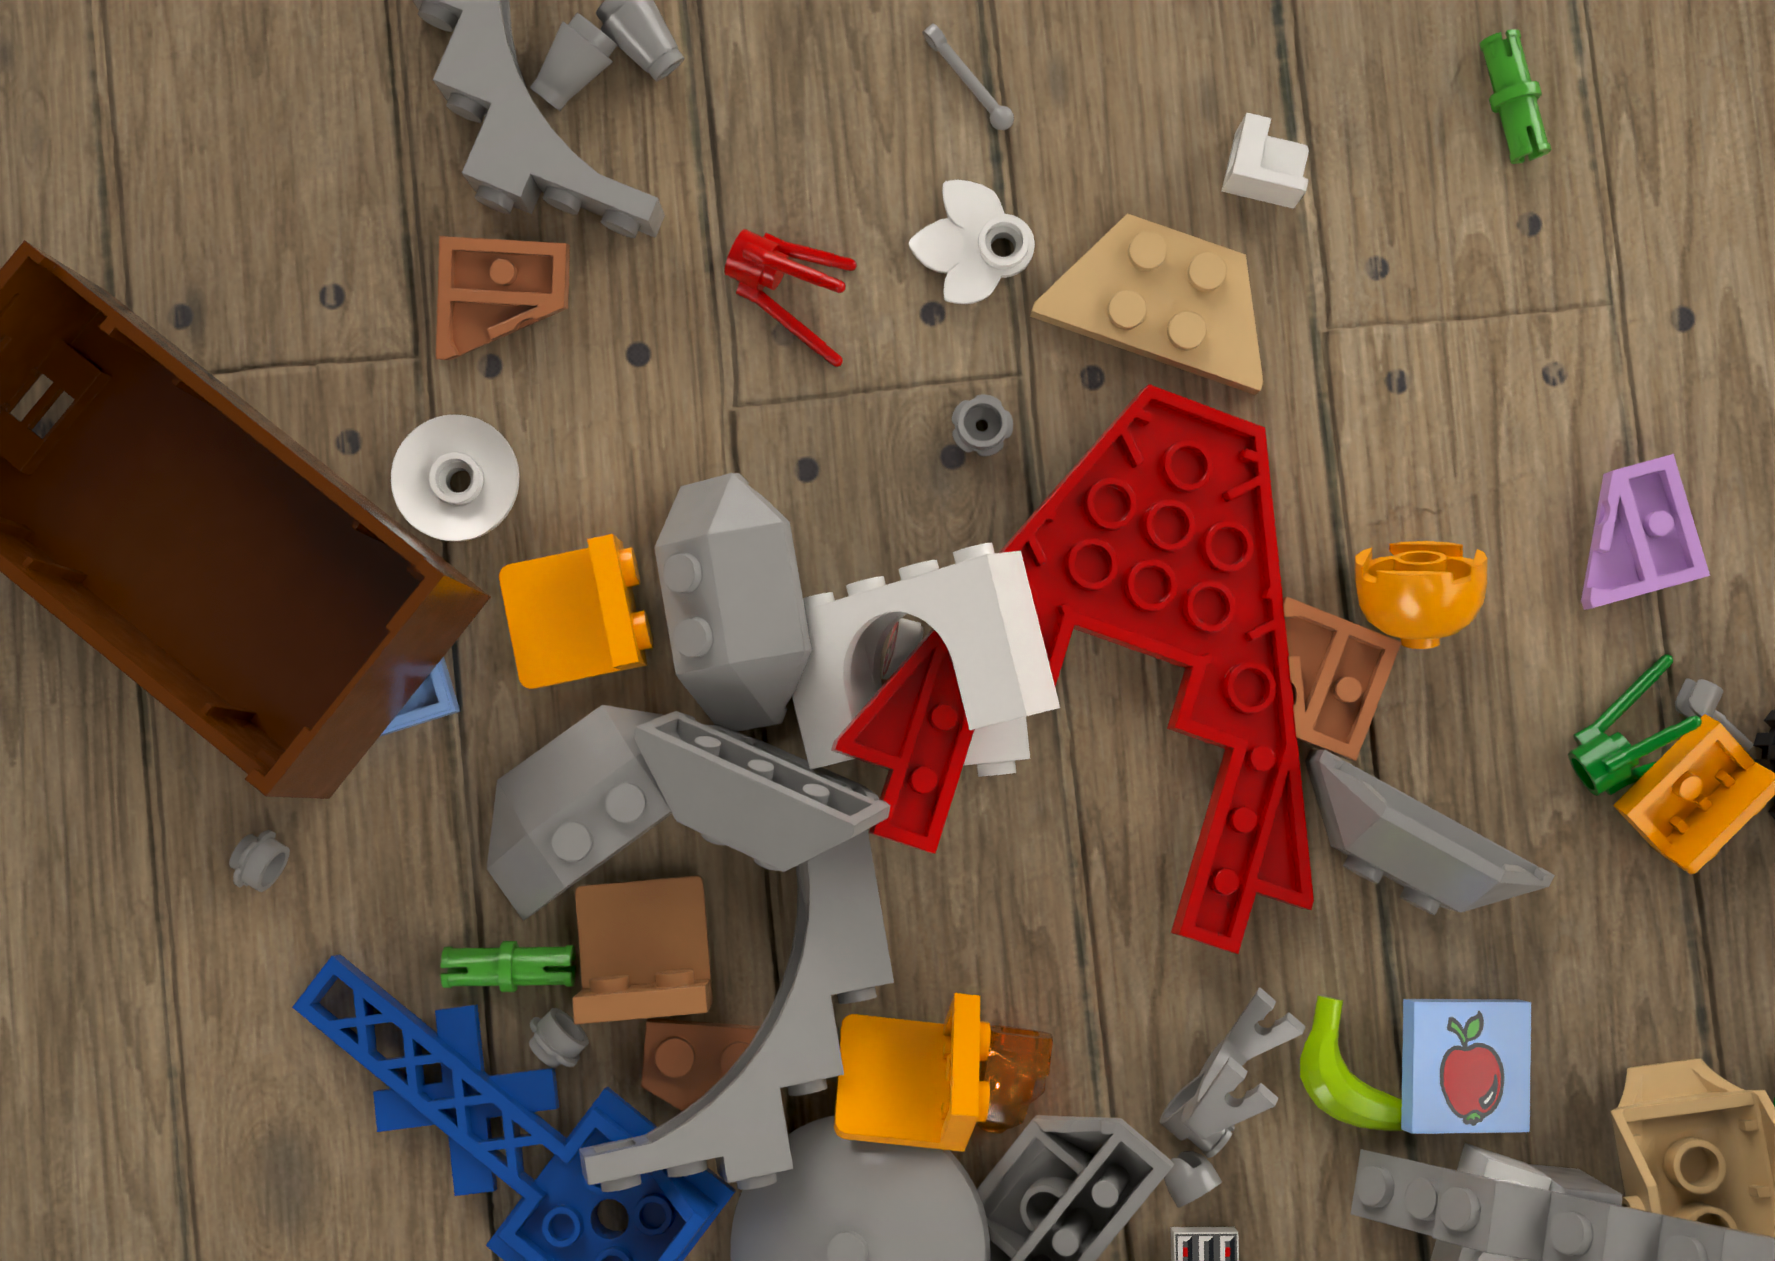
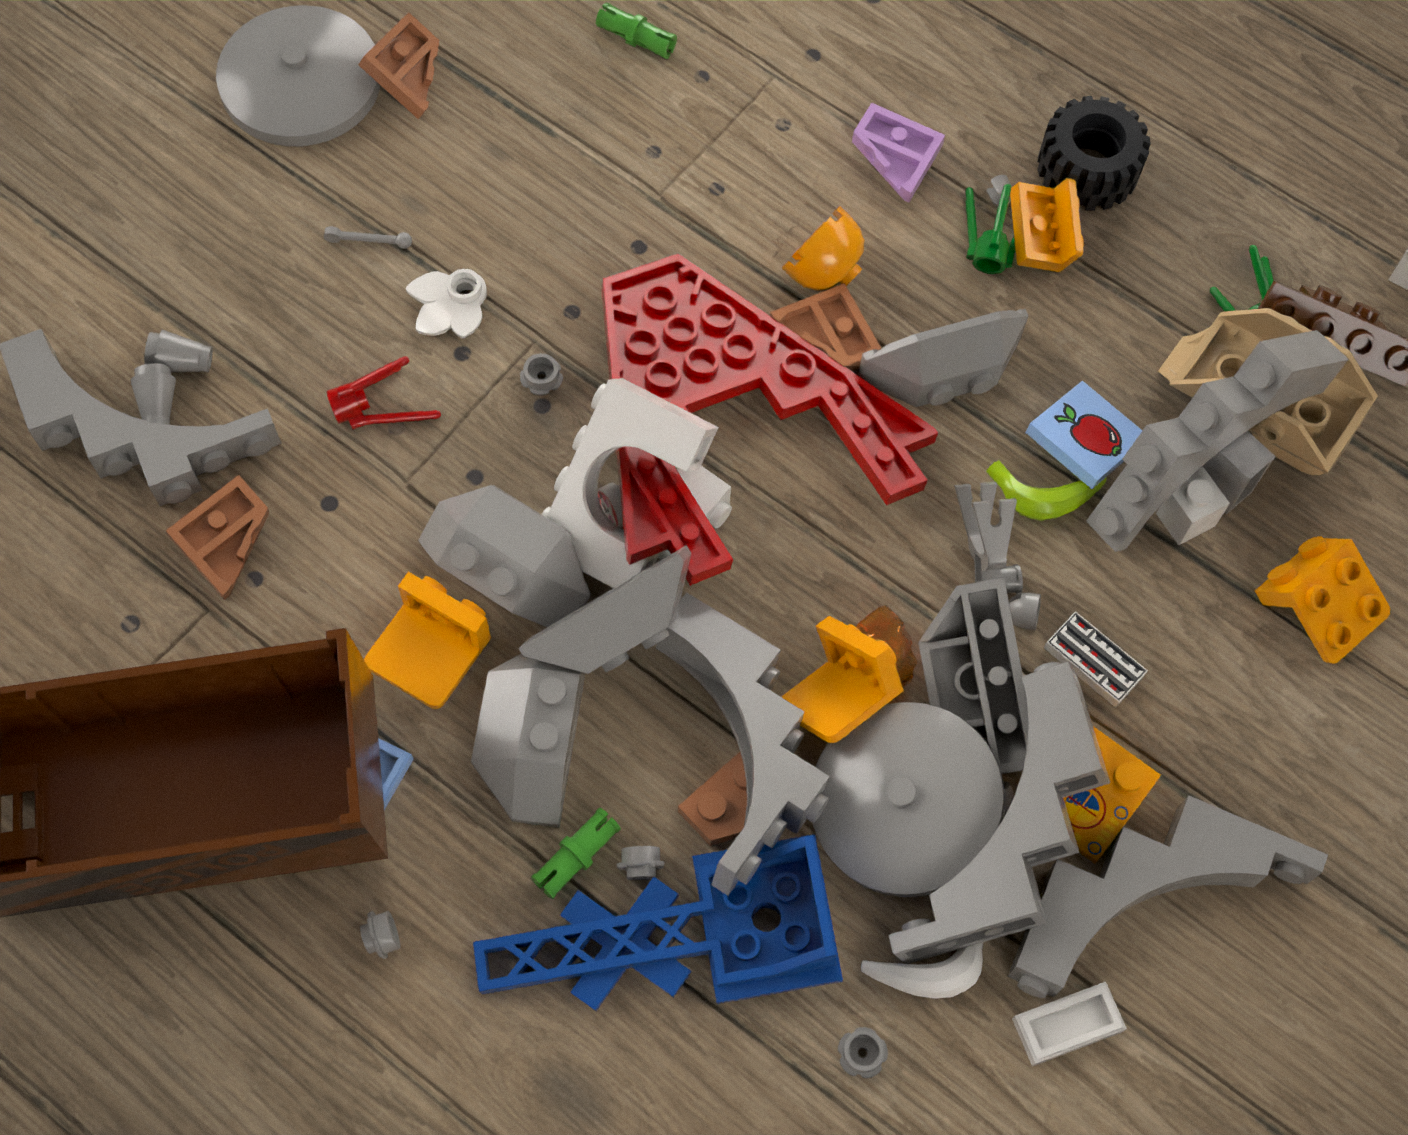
camera: 45 degrees left, 20 degrees down
(428, 462) = (289, 619): white dish -> none
(643, 950) = (637, 771): medium nougat bracket -> none
(1163, 301) = (570, 248): tan wing -> none
(1265, 165) = (553, 154): white panel -> none

